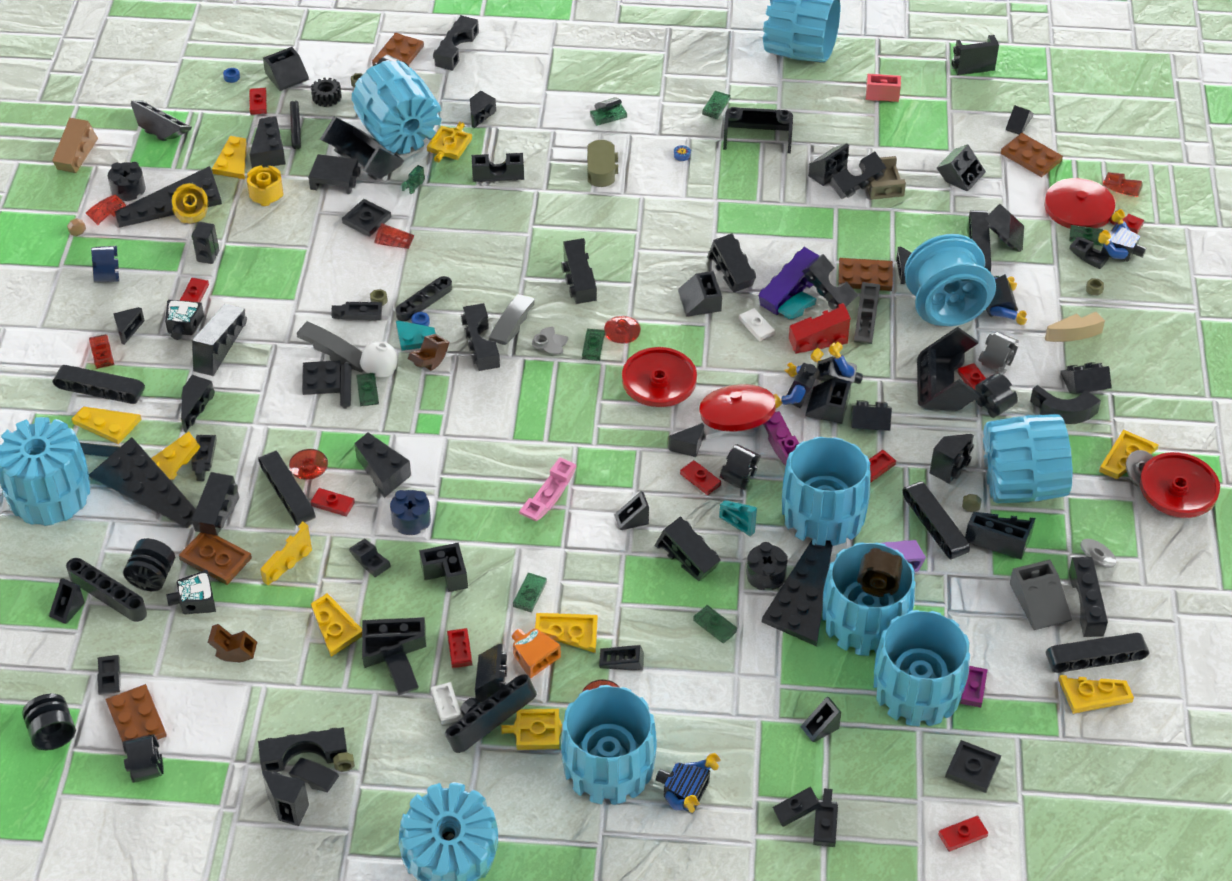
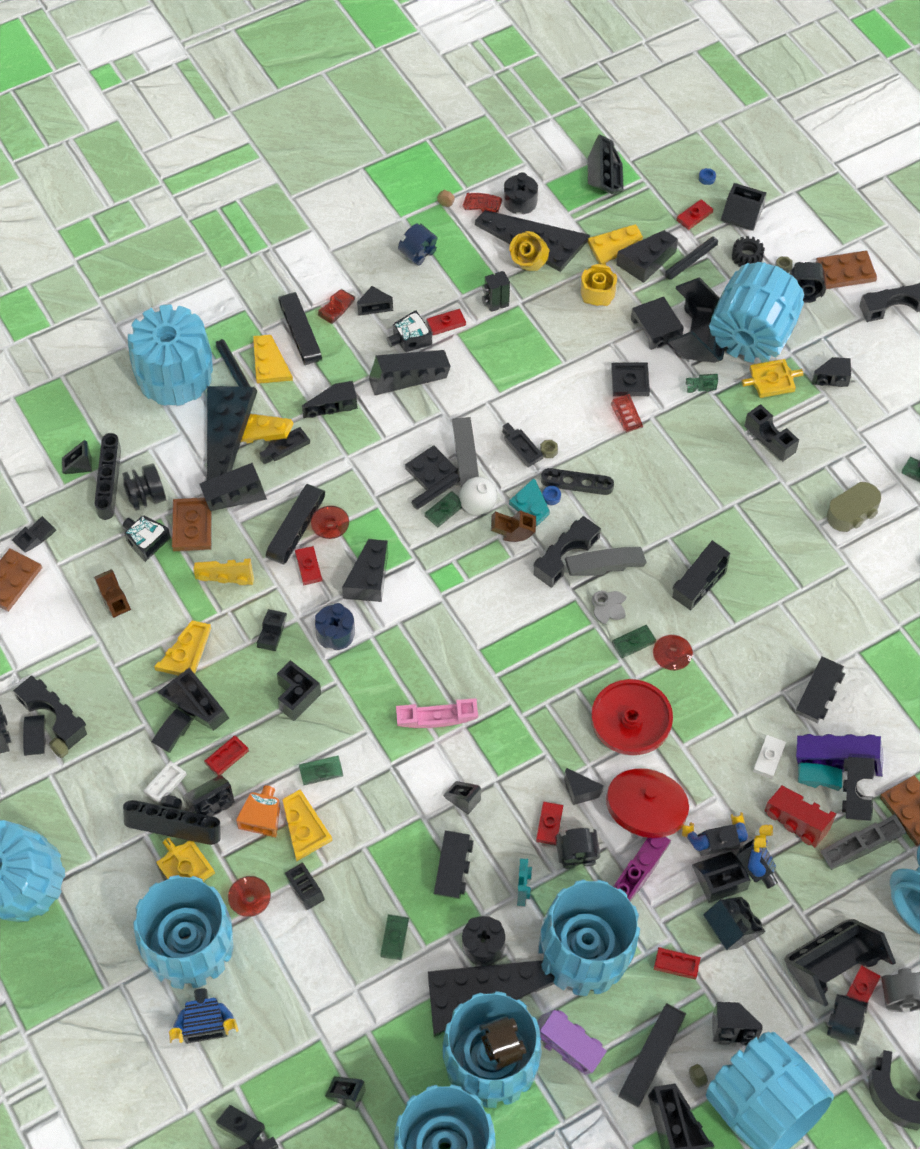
camera: 55 degrees right, 10 degrees up
(74, 145) = (526, 135): medium nougat wedge -> none
(701, 294) = (760, 689): black slope -> none

